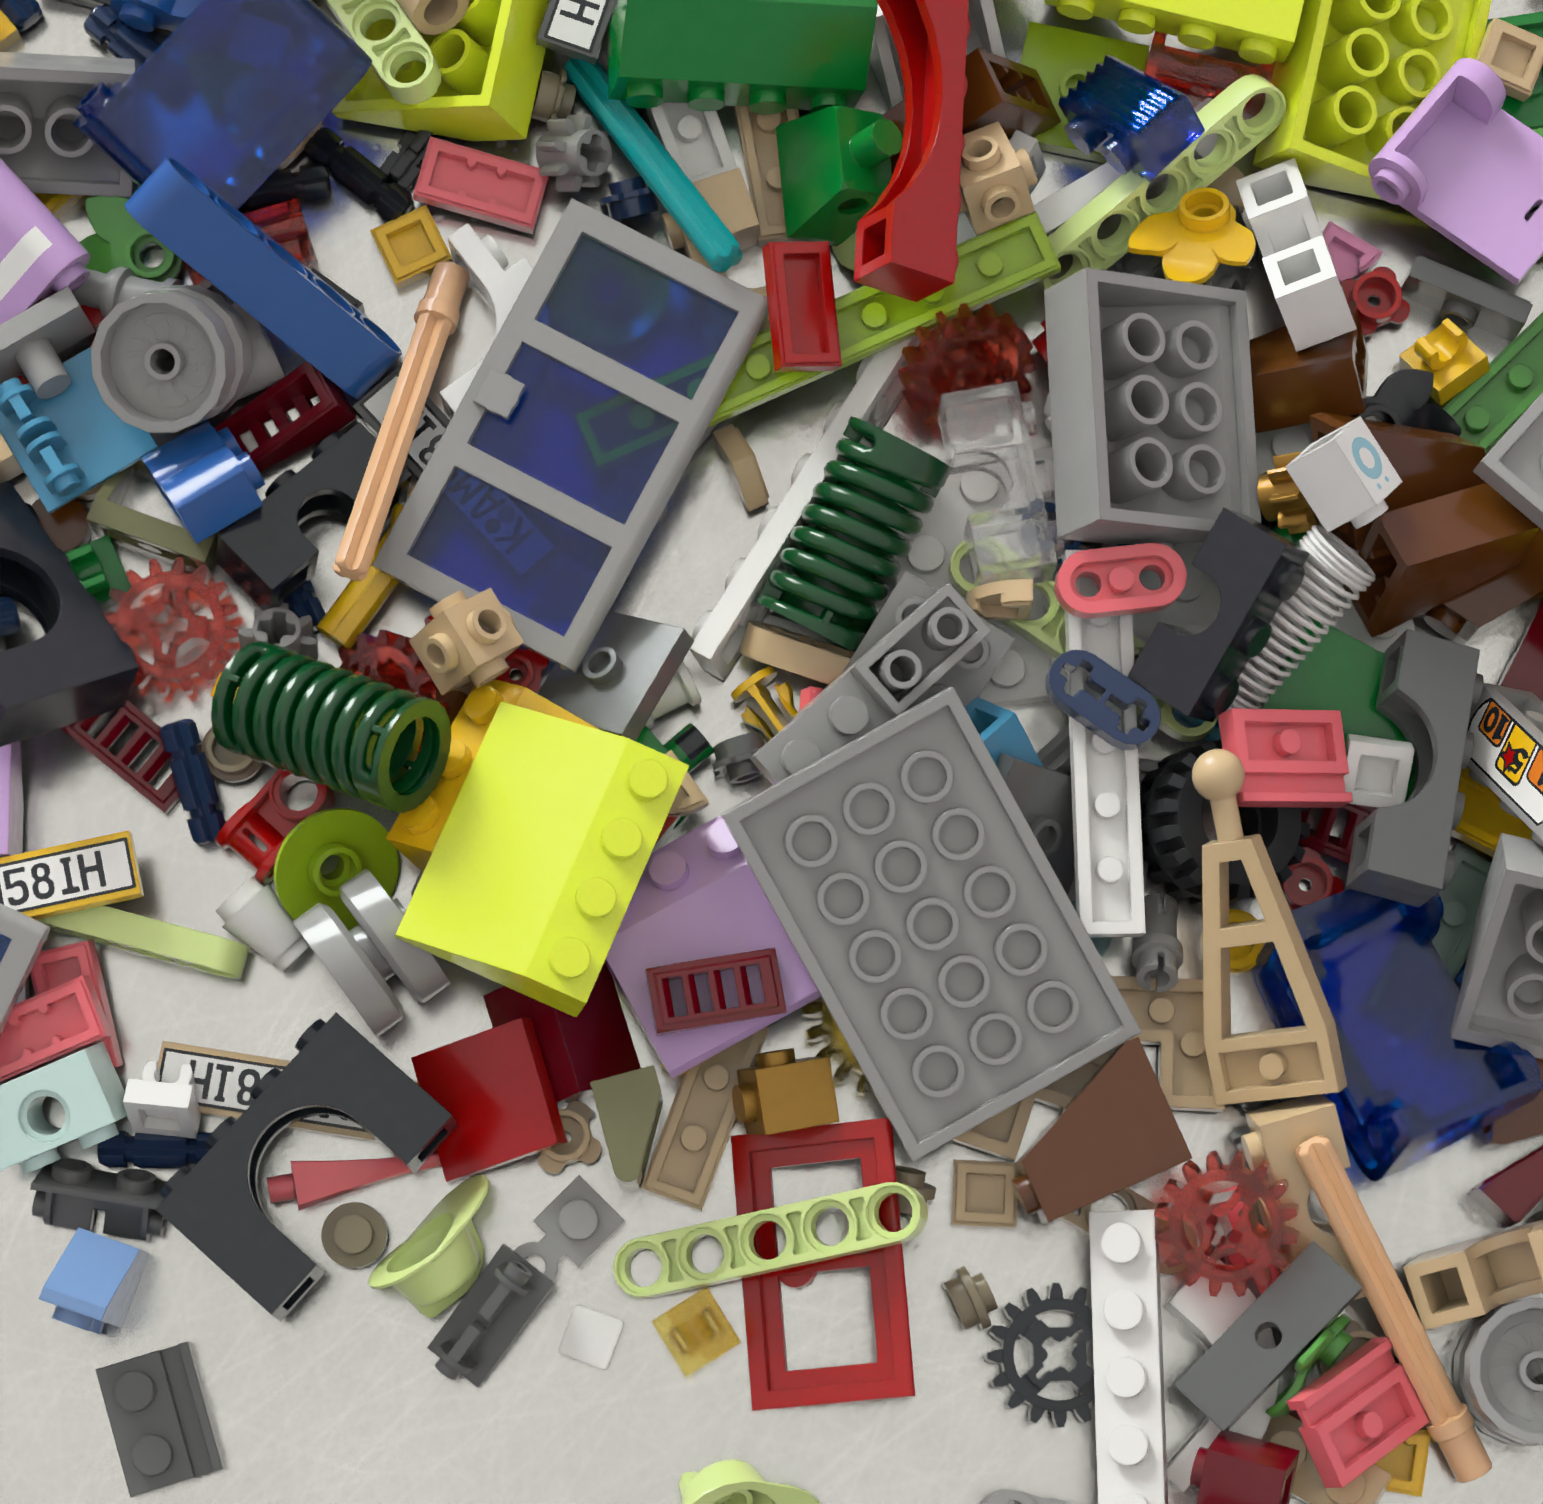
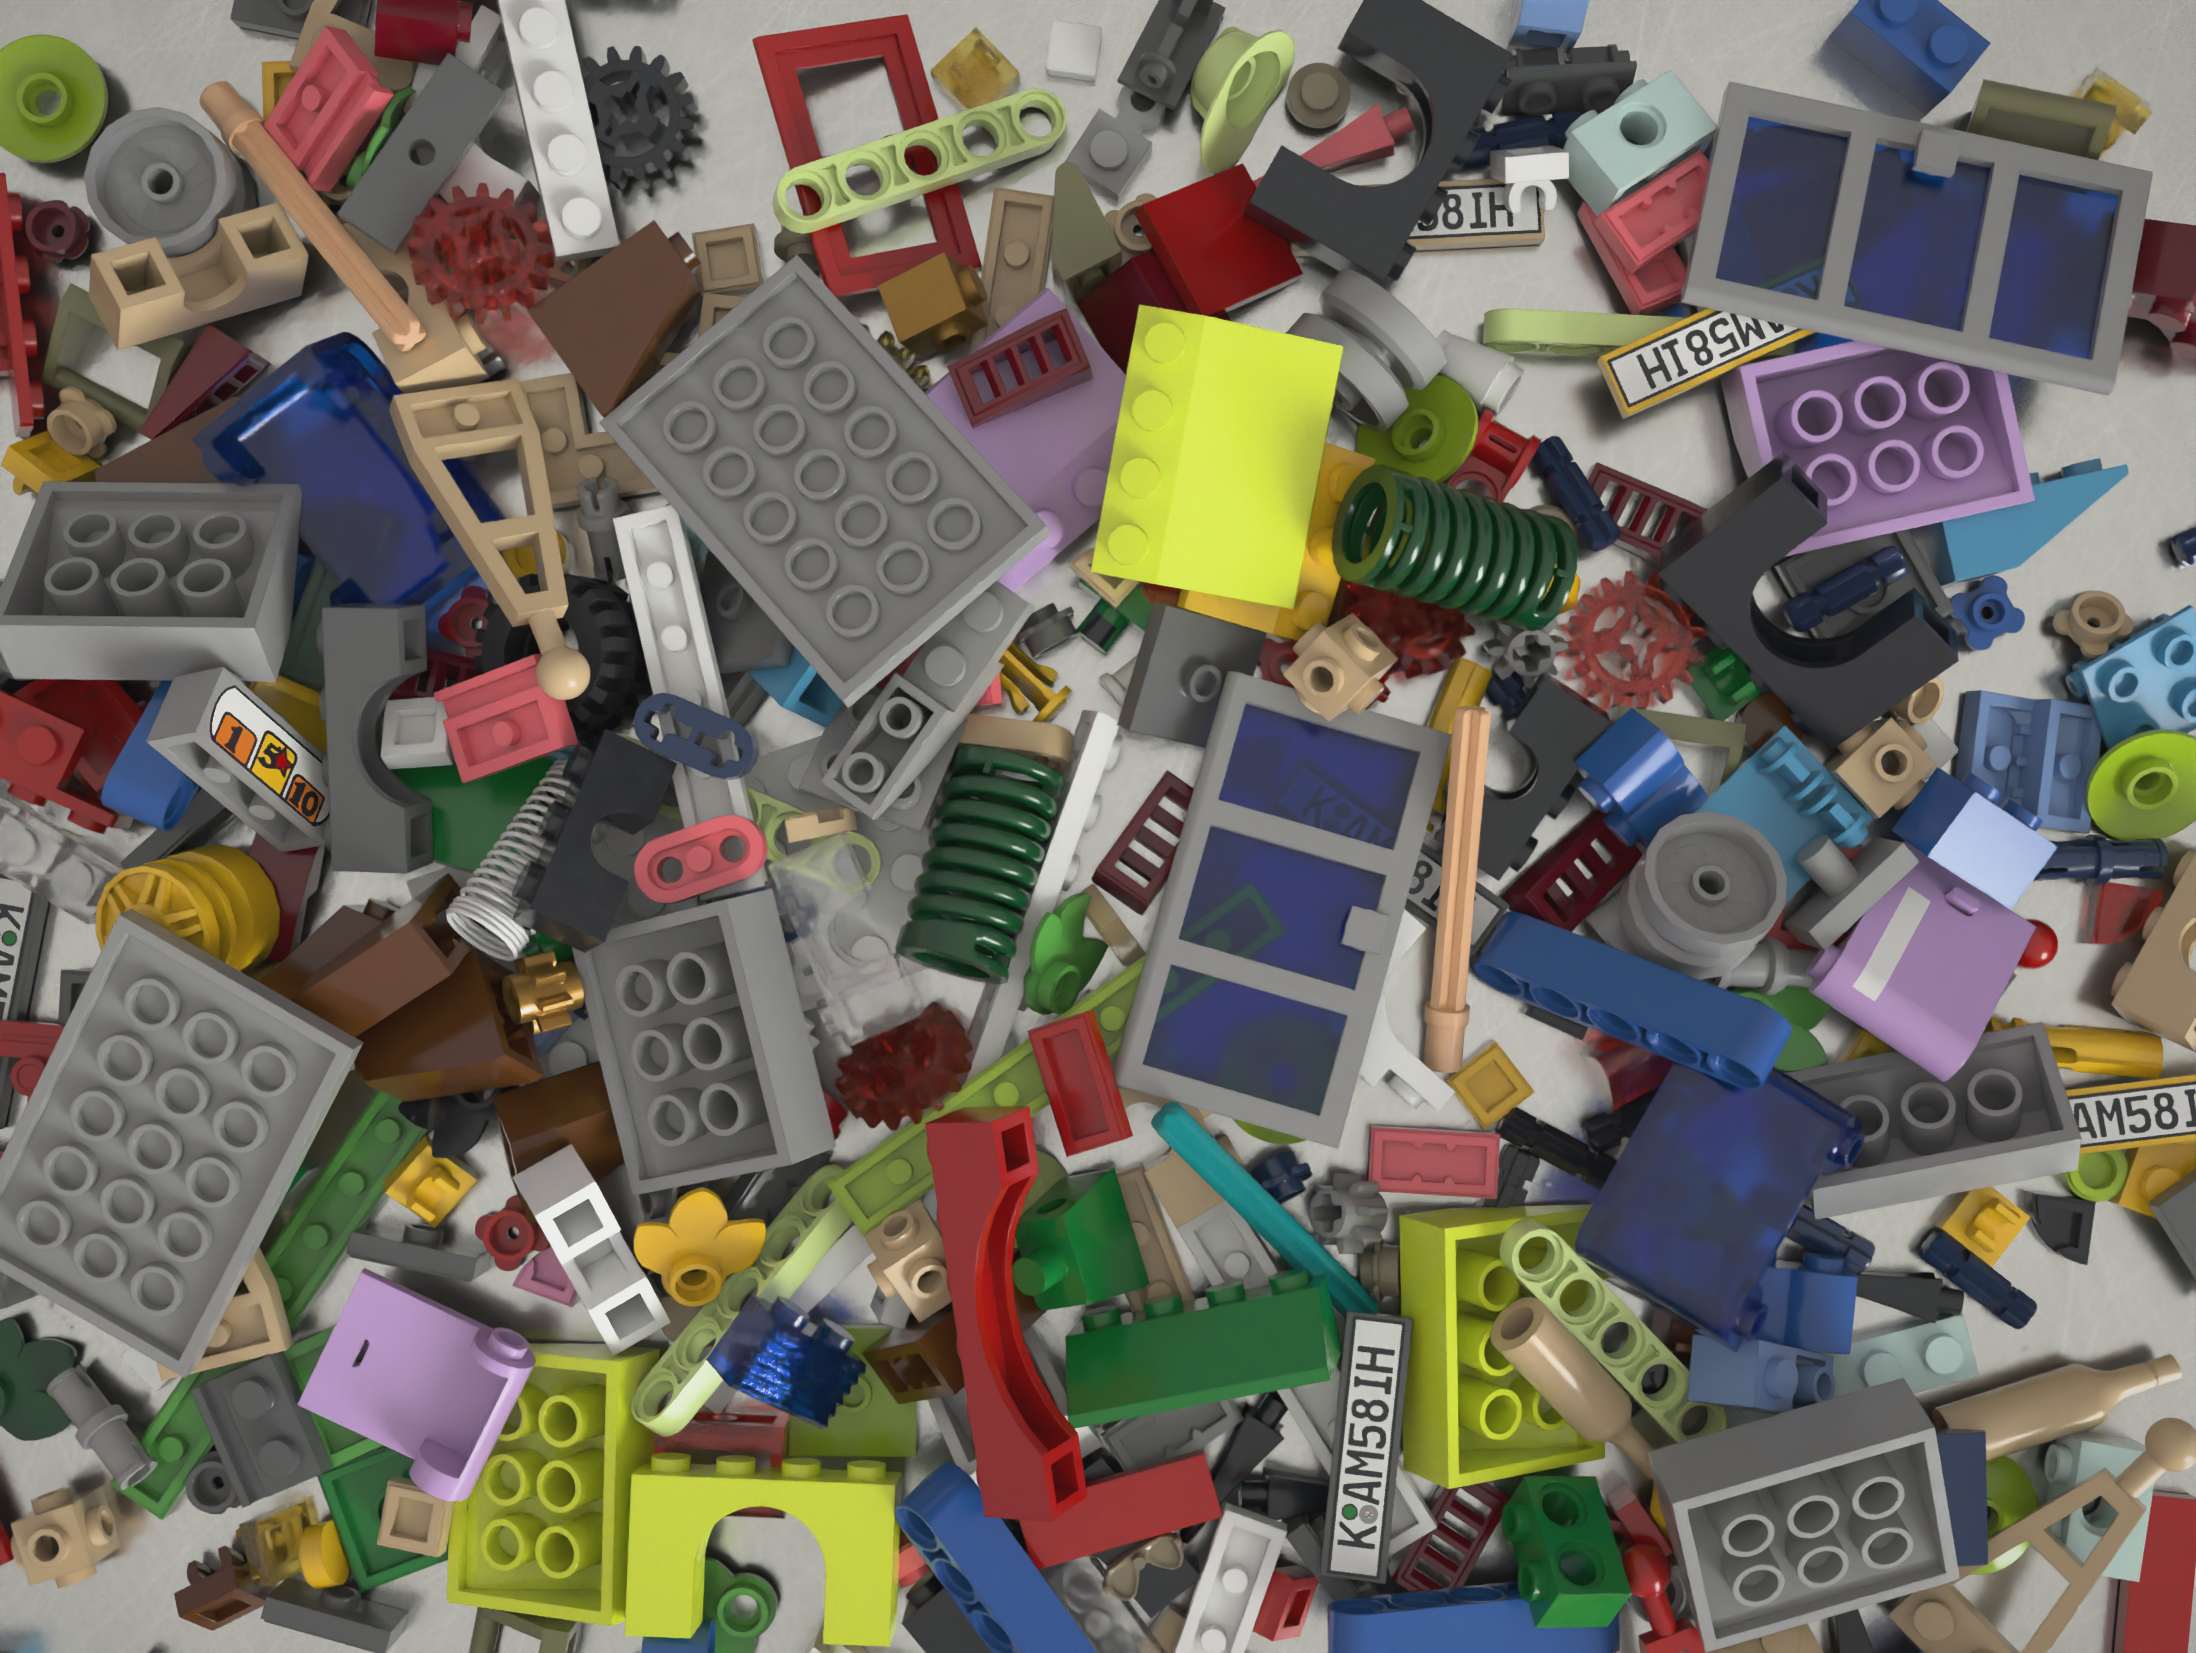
camera: 170 degrees right, 10 degrees up
(715, 536) = (1121, 885): none -> dark red slope
(795, 436) = (1061, 958): none -> bright green plate
(970, 1299) = (721, 153): dark tan plate -> none
(1345, 476) = (489, 1004): white brick -> none

